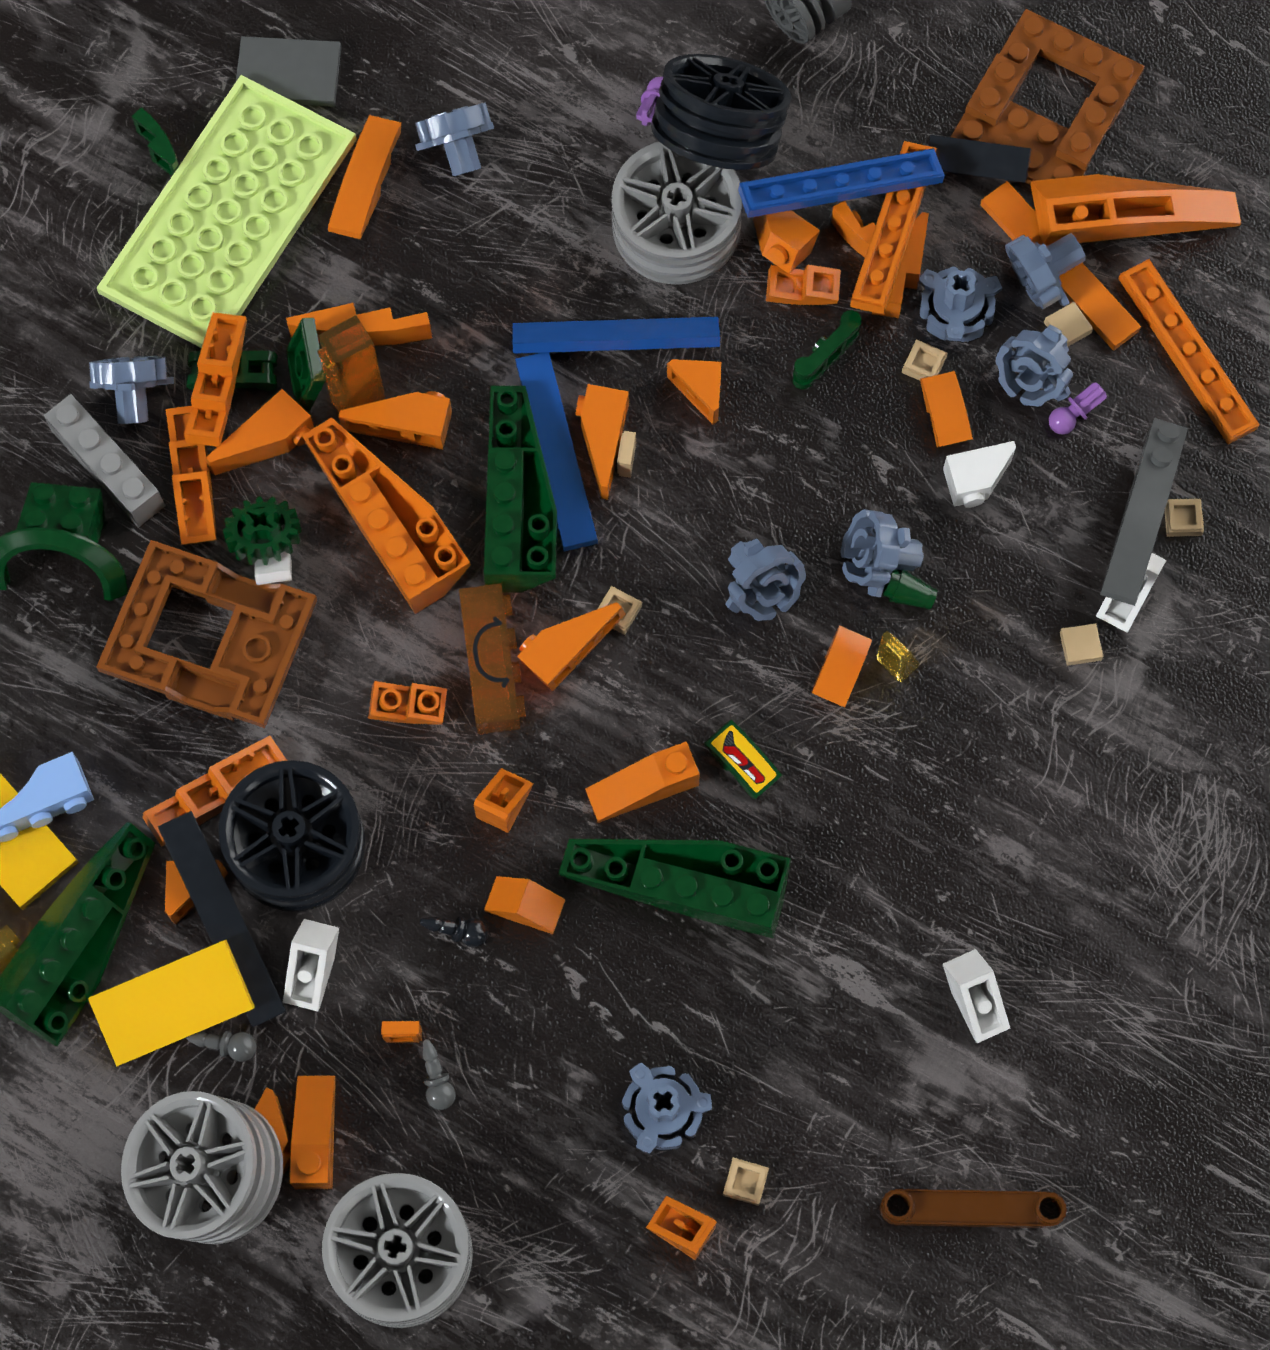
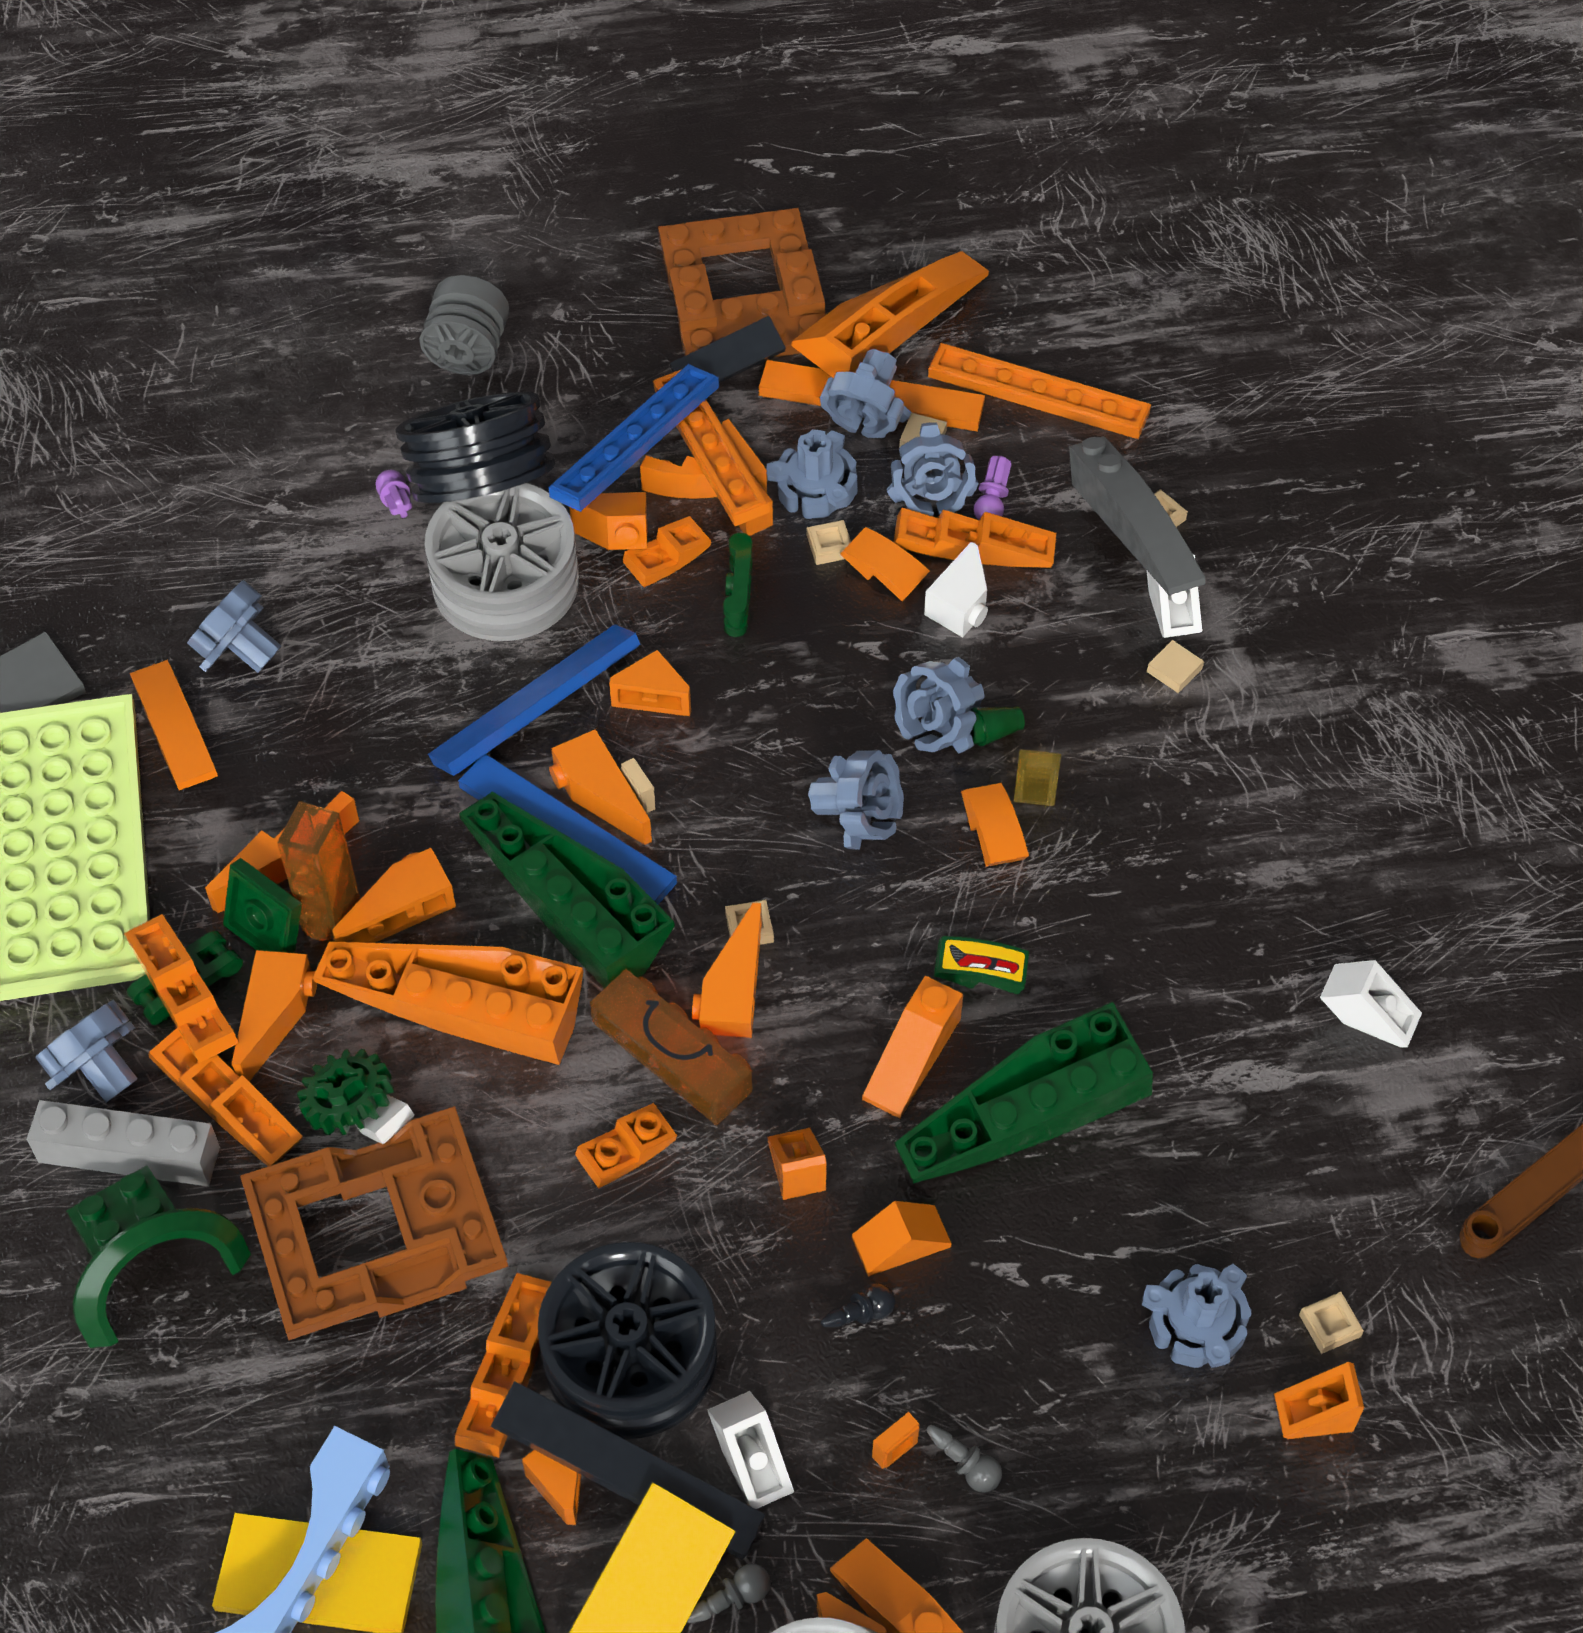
camera: 40 degrees left, 15 degrees down
(1035, 444) = (998, 538): none -> orange slope

